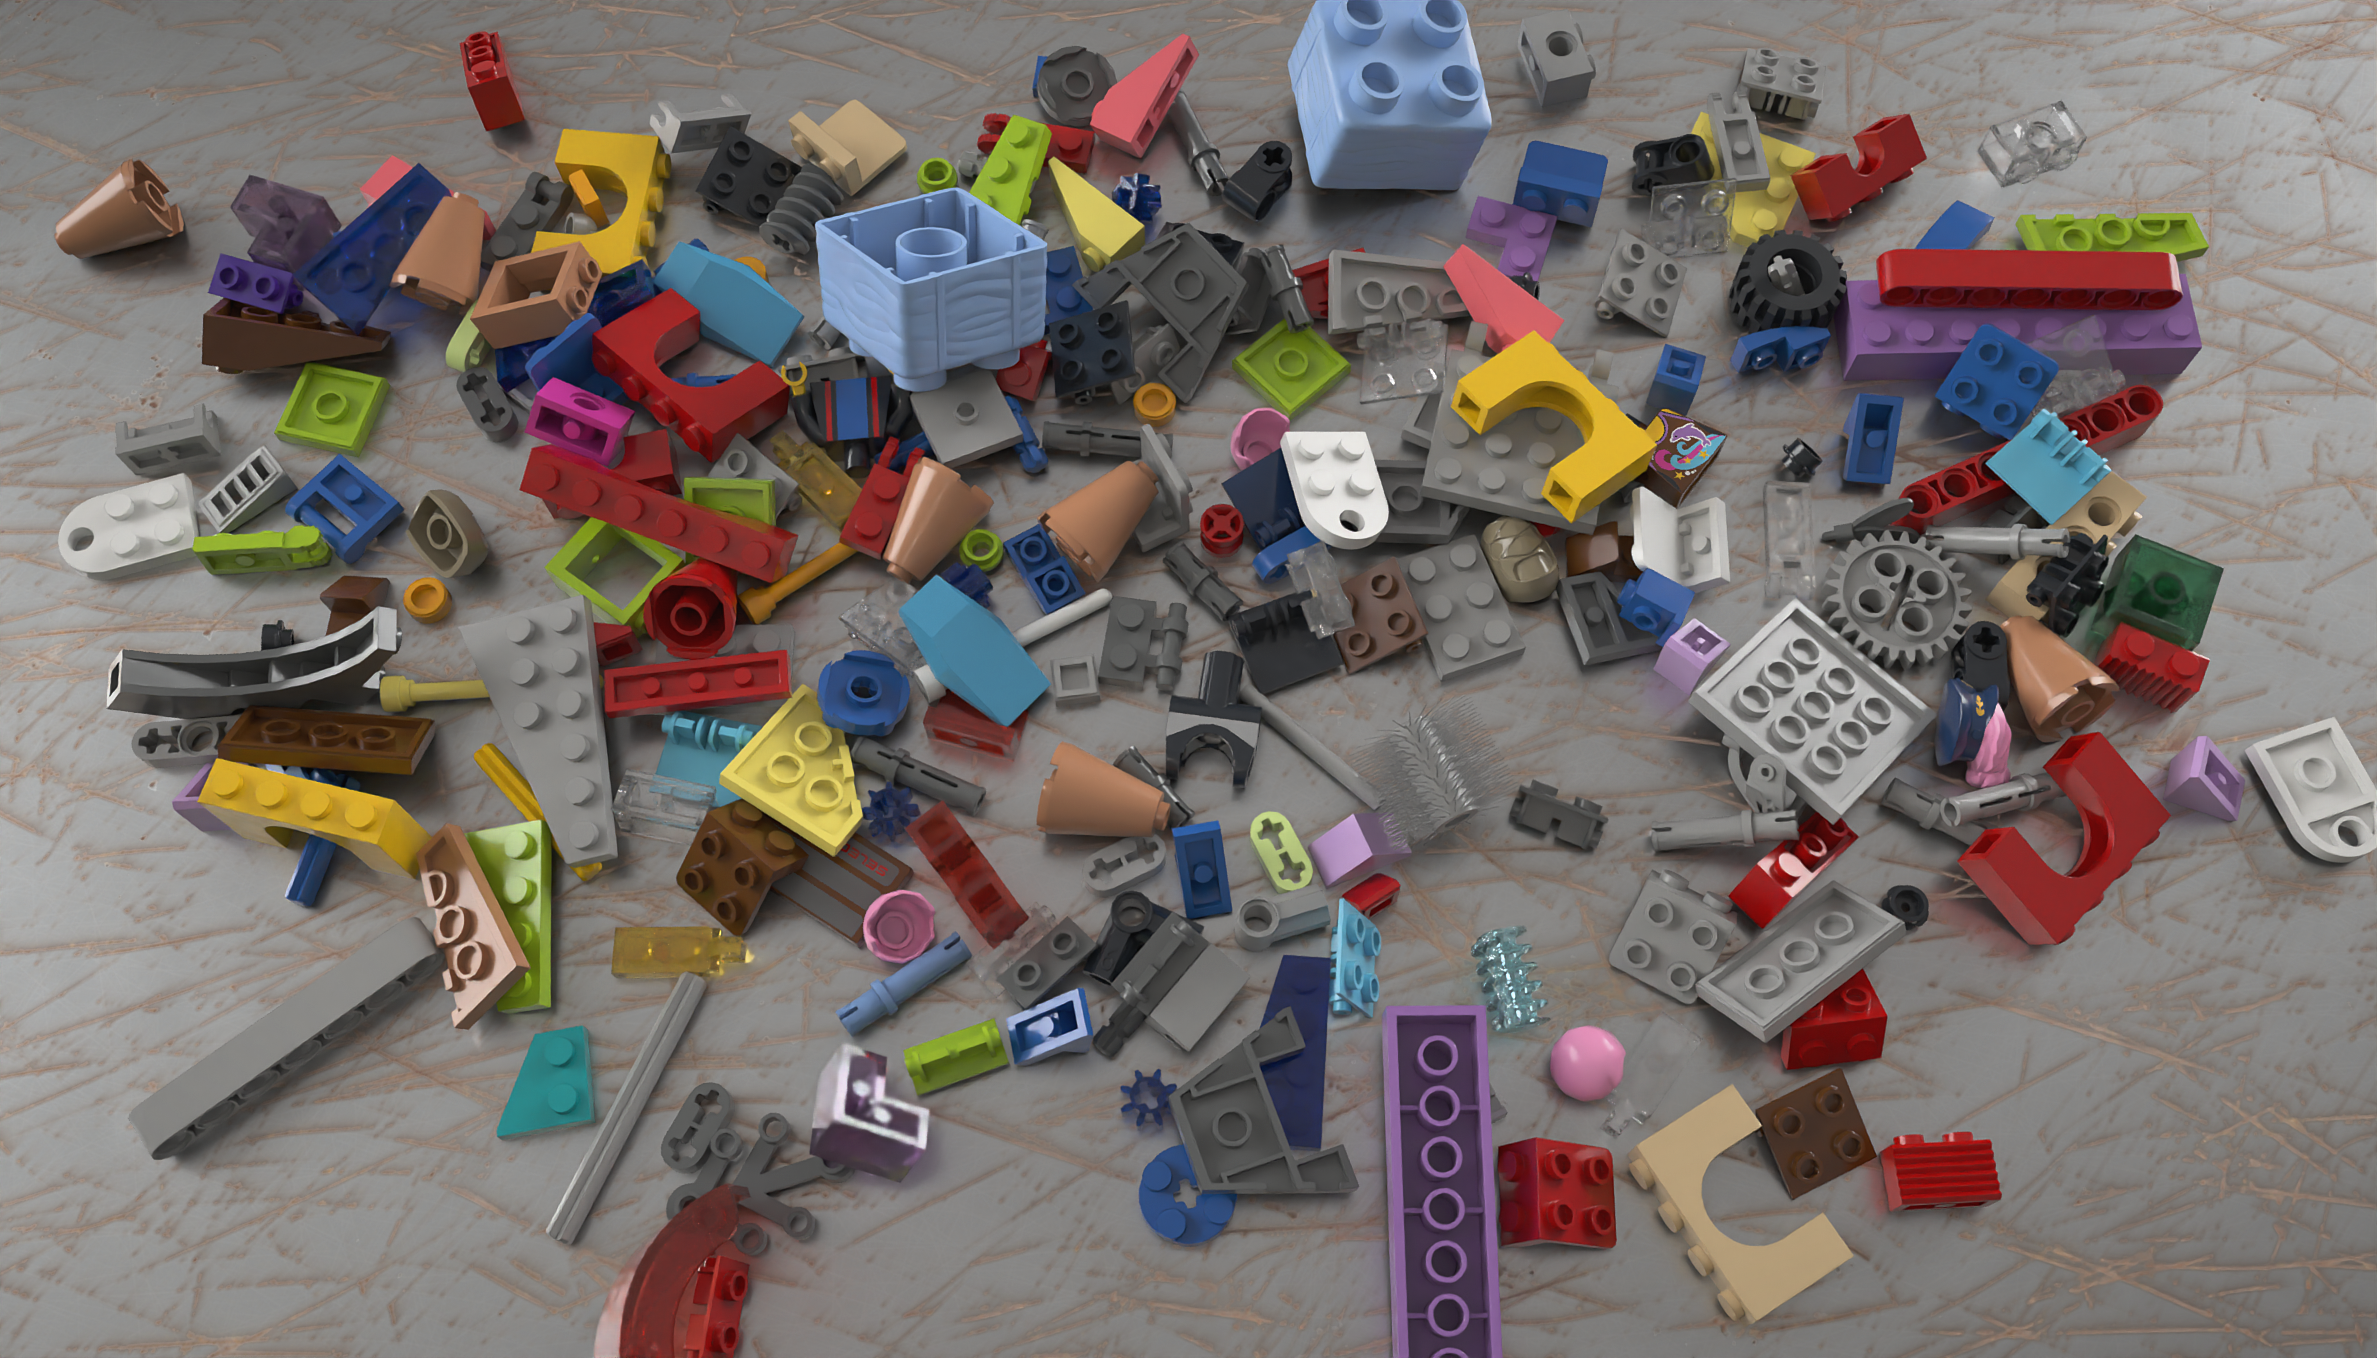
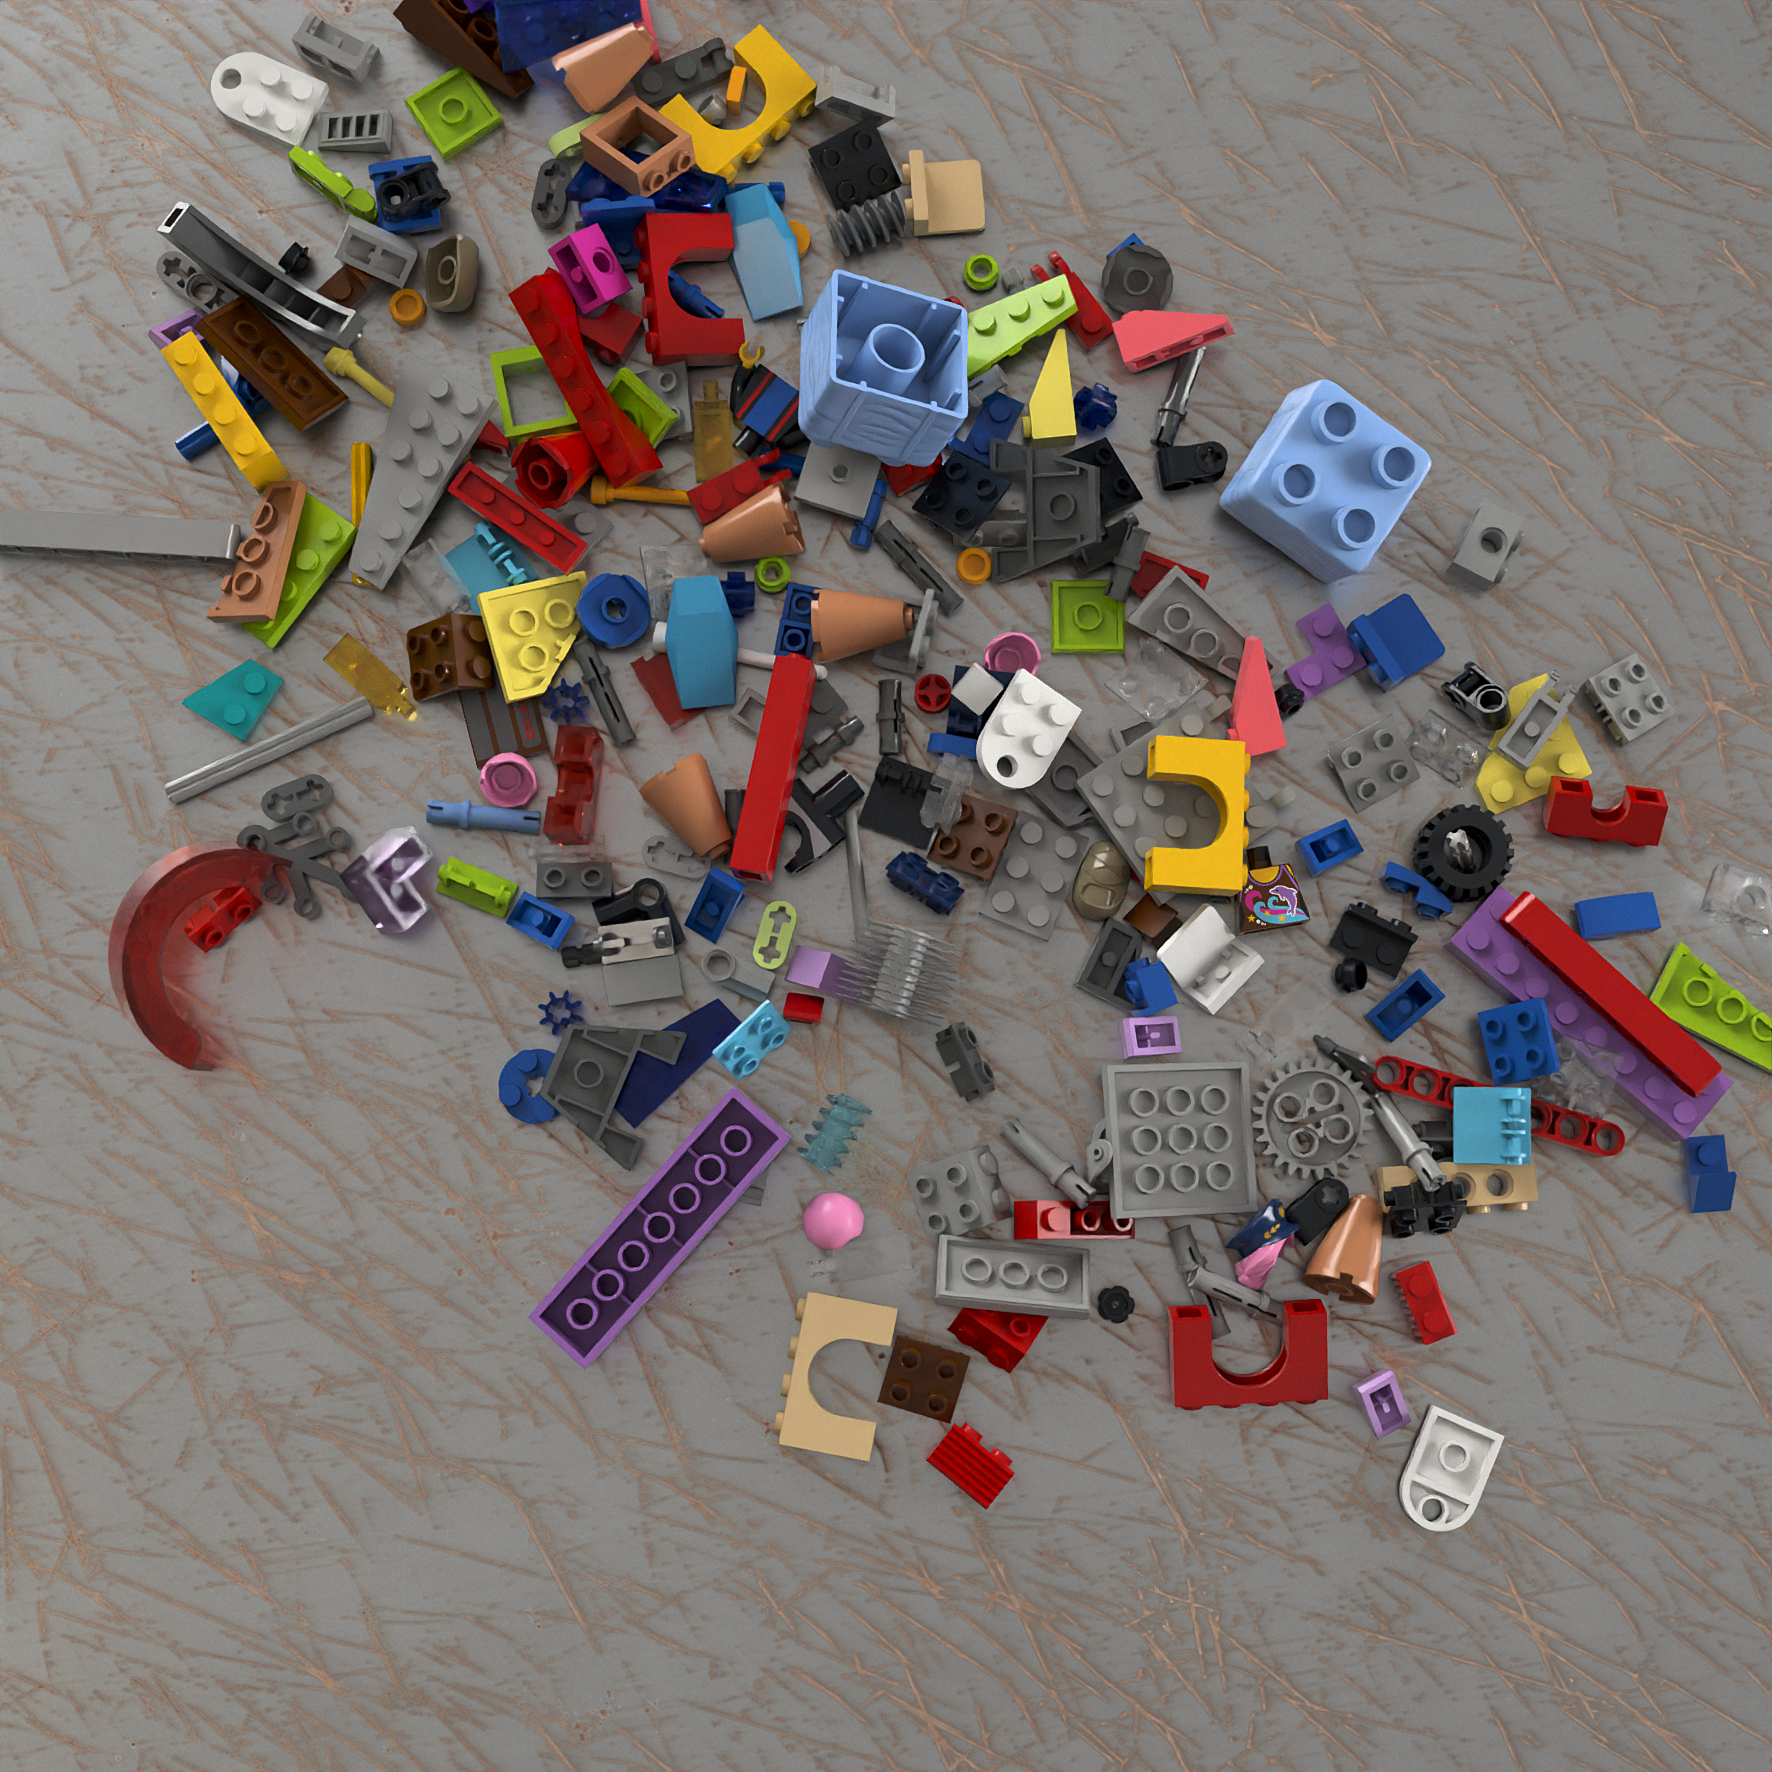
camera: 40 degrees right, 15 degrees up
(351, 487) = (414, 190): none -> black piece
(355, 567) = (376, 251): none -> light grey hinge
(838, 366) = (775, 352): light grey hinge -> none
(1147, 700) = (773, 768): none -> red brick
(1260, 486) = (977, 689): none -> white tile
(1395, 686) = (913, 871): none -> dark blue hinge
(1556, 1194) = (742, 1277): red bracket -> none
(1784, 414) = (1372, 939): none -> black bracket
(2158, 593) = (1474, 1267): clear green brick -> none
(2241, 376) = (1707, 1174): none -> blue slope

